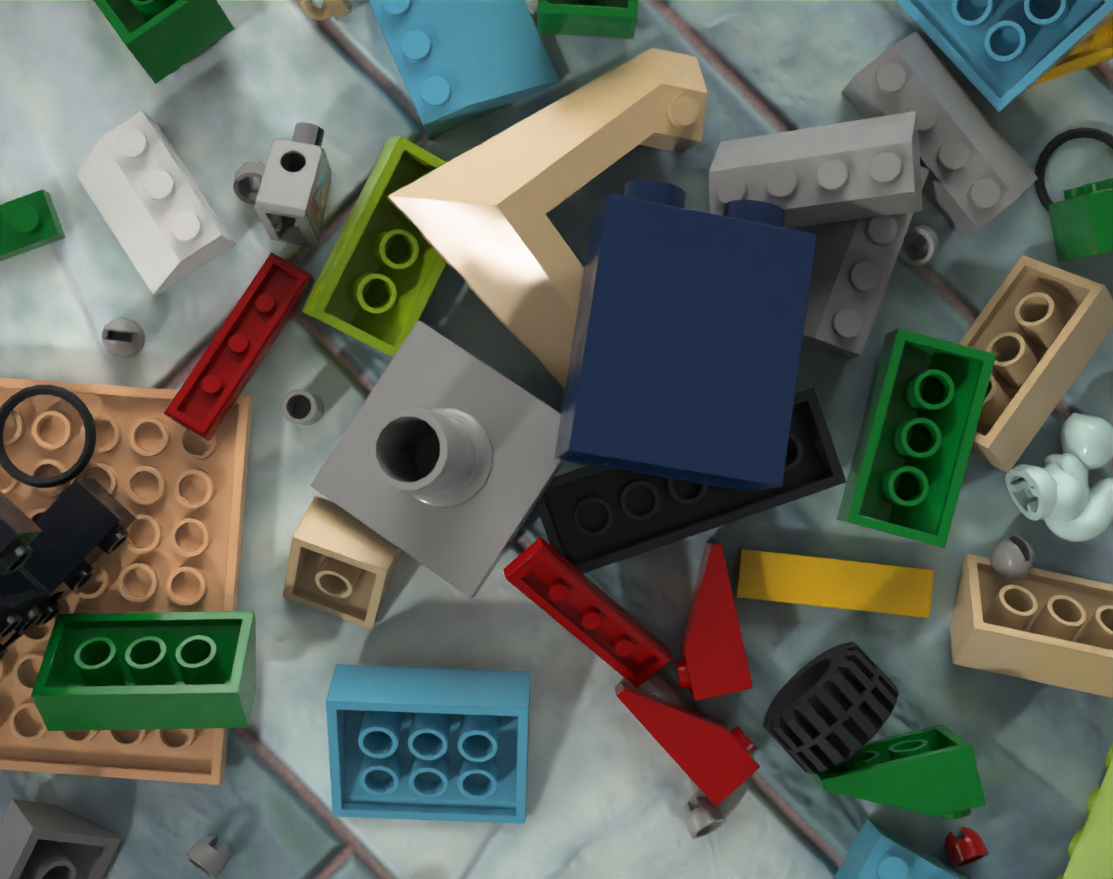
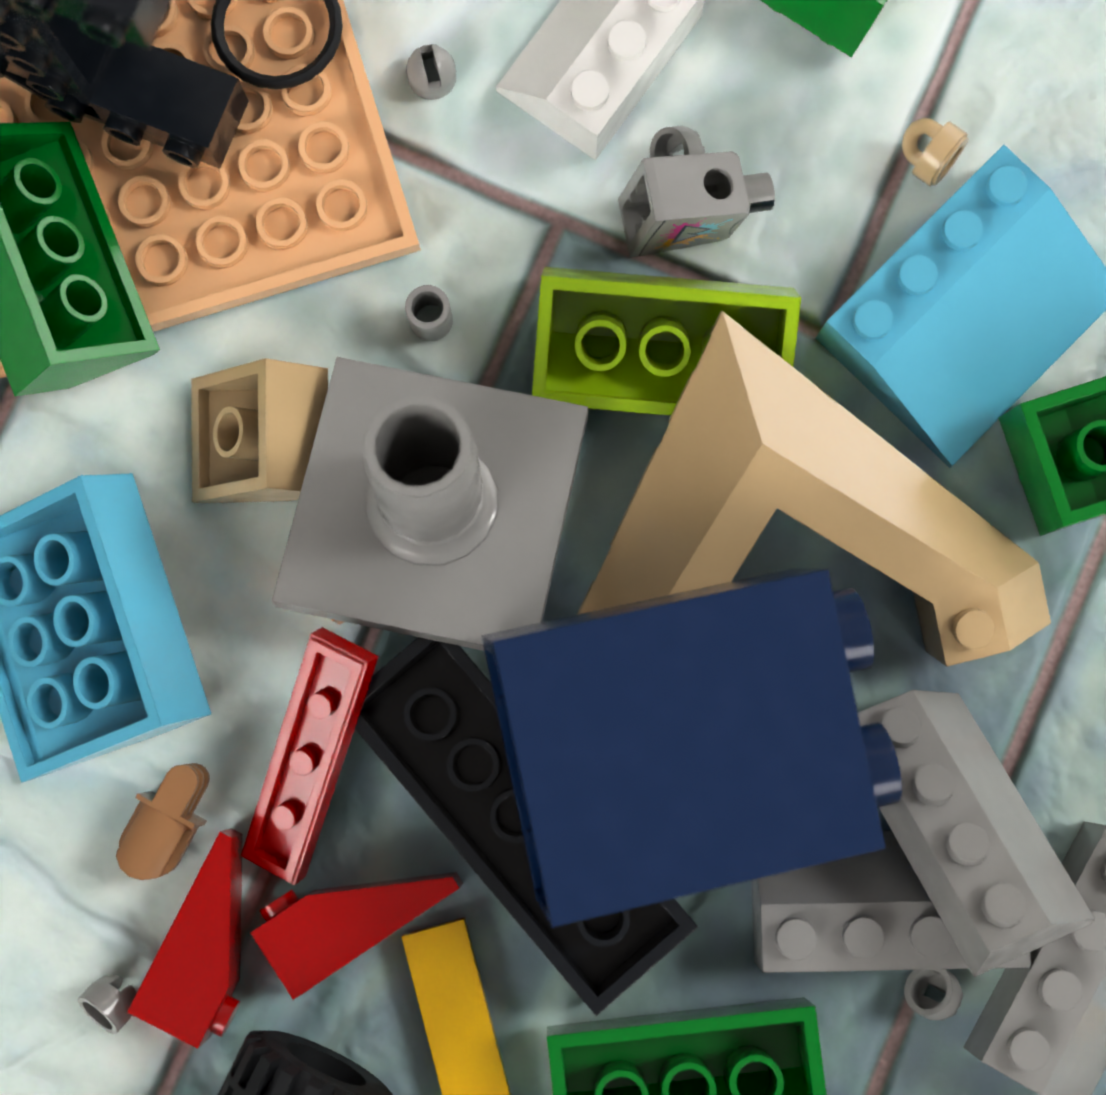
camera: 70 degrees right, 5 degrees down
(239, 347) = (473, 210): red tile -> none
(594, 734) = (163, 824): none -> medium nougat arm

